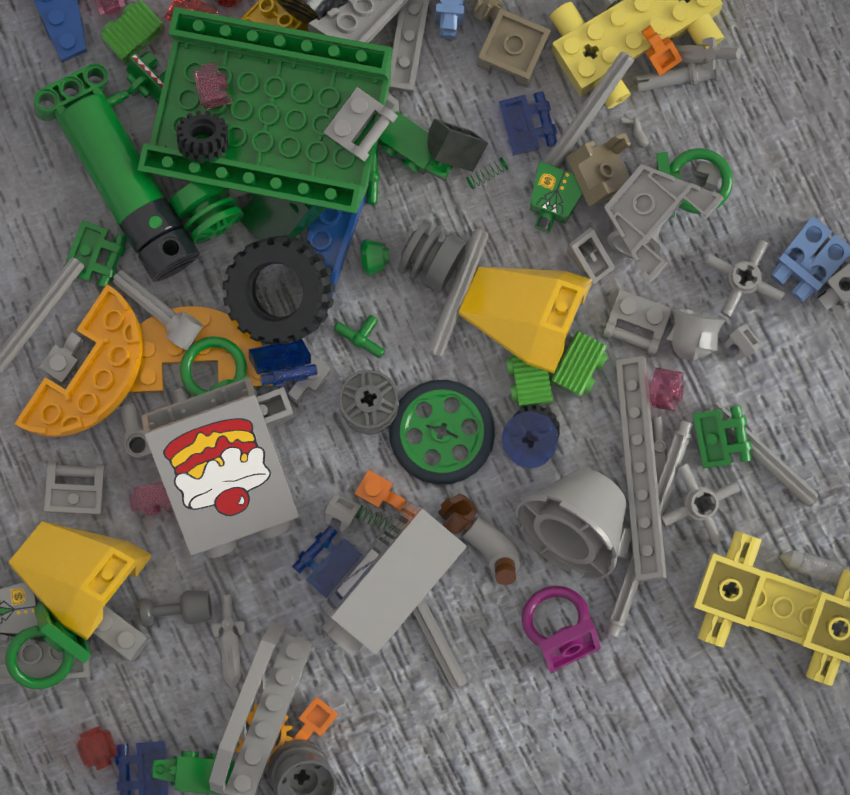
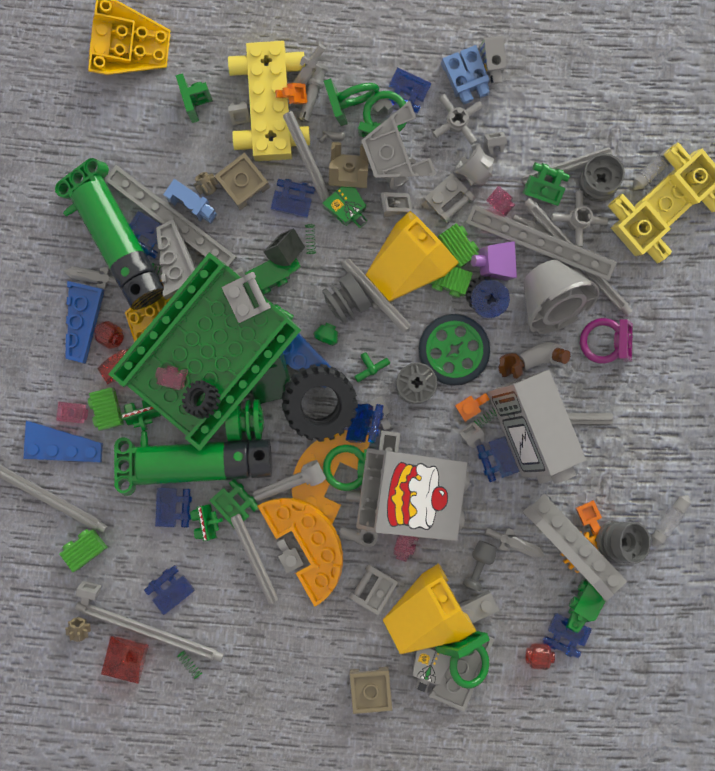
camera: 65 degrees left, 5 degrees up
(46, 172) = (166, 507): none -> clear blue plate
(52, 232) = (208, 522): none -> green hips
(585, 424) = (497, 261): none -> medium lavender torso
(682, 113) = (339, 101): none -> green tile
(757, 196) = (410, 85): none -> clear blue plate
(782, 495) = (602, 167): none -> dark grey wheel

